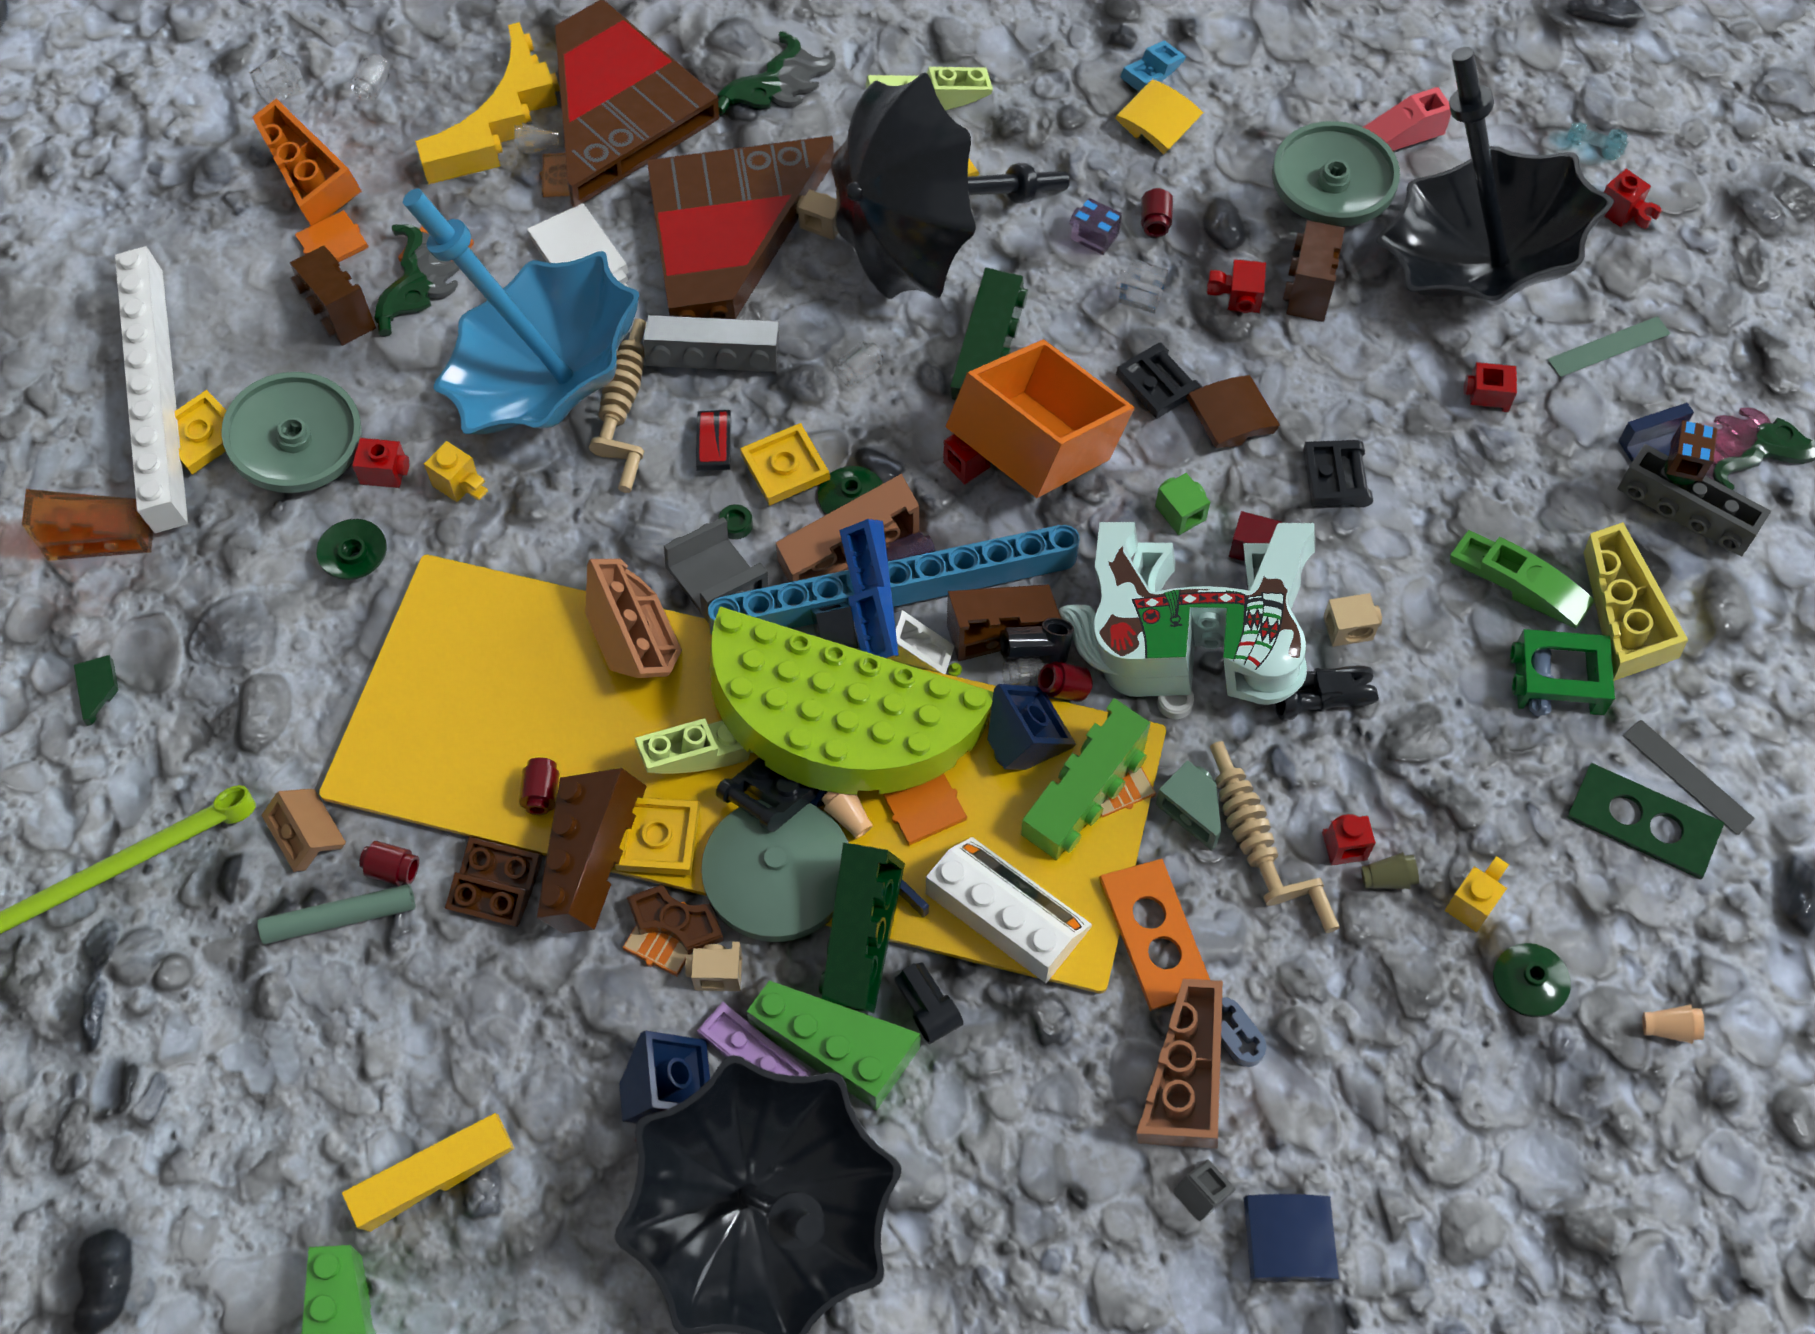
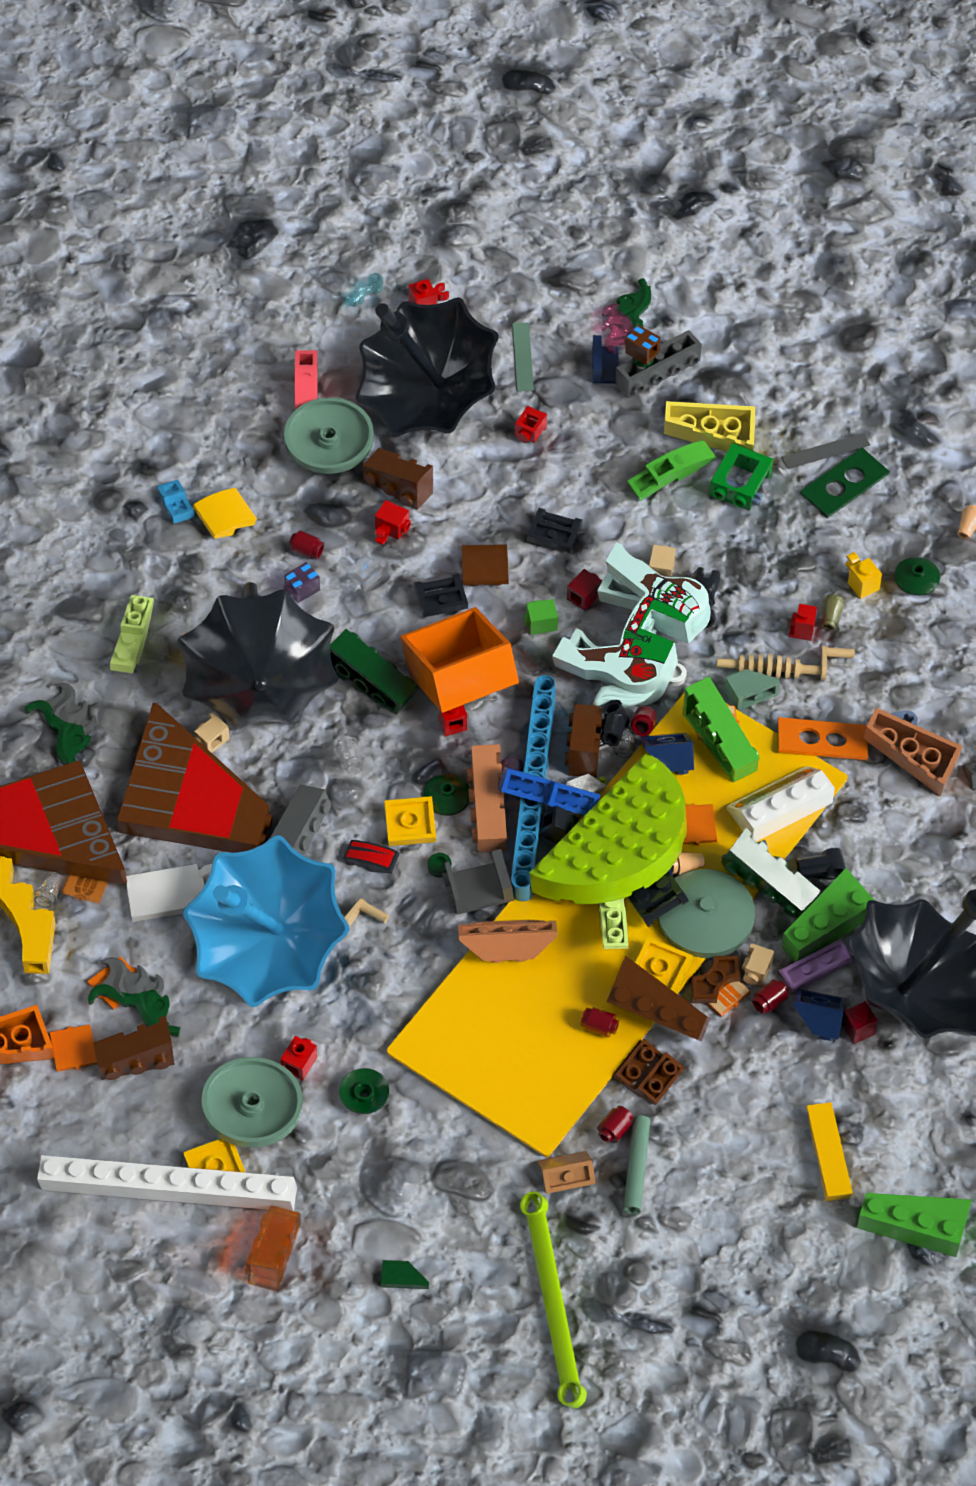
camera: 70 degrees left, 5 degrees down
(454, 473) = (330, 1013): yellow brick -> none
(668, 1002) = (770, 997): none -> dark red brick

